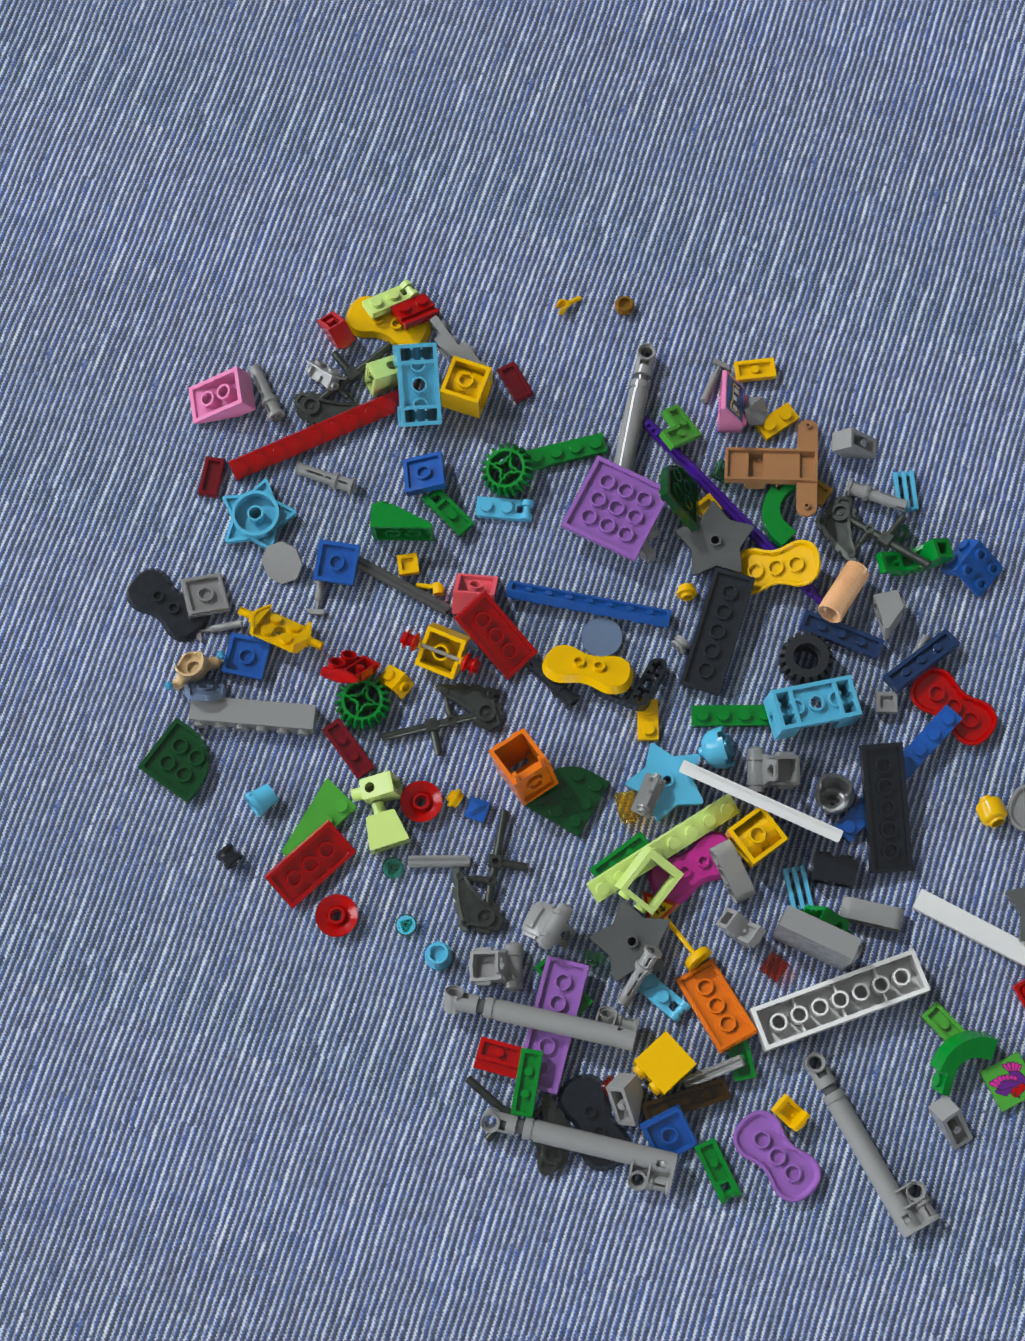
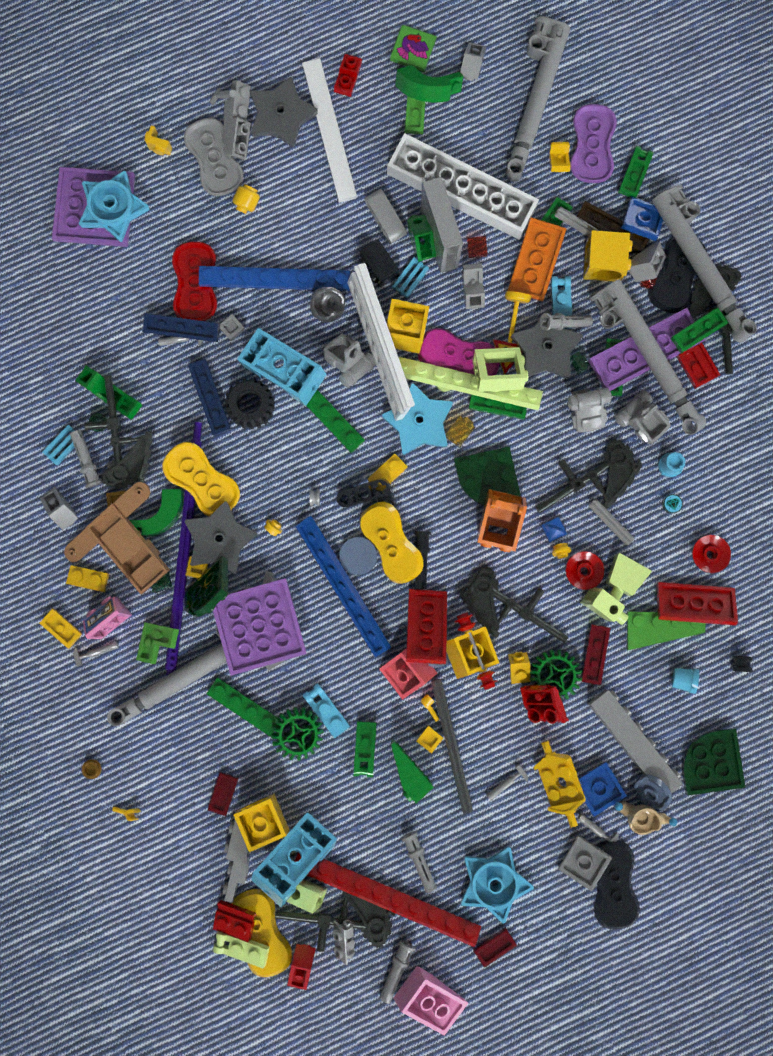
camera: 140 degrees left, 10 degrees up
(282, 562) = (511, 830): light grey piece -> none
(337, 562) = (477, 789): blue plate -> none
(392, 868) = (644, 548): clear green tile -> none
(424, 473) = (353, 791): blue plate -> none
(648, 795) = (443, 420): light grey hinge -> none
(717, 631) = (283, 479): black plate -> none
(717, 748) = (366, 407): medium azure cylinder -> none
(732, 871) = (441, 324): light grey beam -> none
(756, 410) = (93, 598): light grey slope -> none
(843, 591) = (177, 419): light nougat piece -> none
(886, 807) = (306, 263): black plate -> none
(888, 611) = (164, 379): light grey slope -> none
(974, 566) = (77, 351): blue bracket -> none

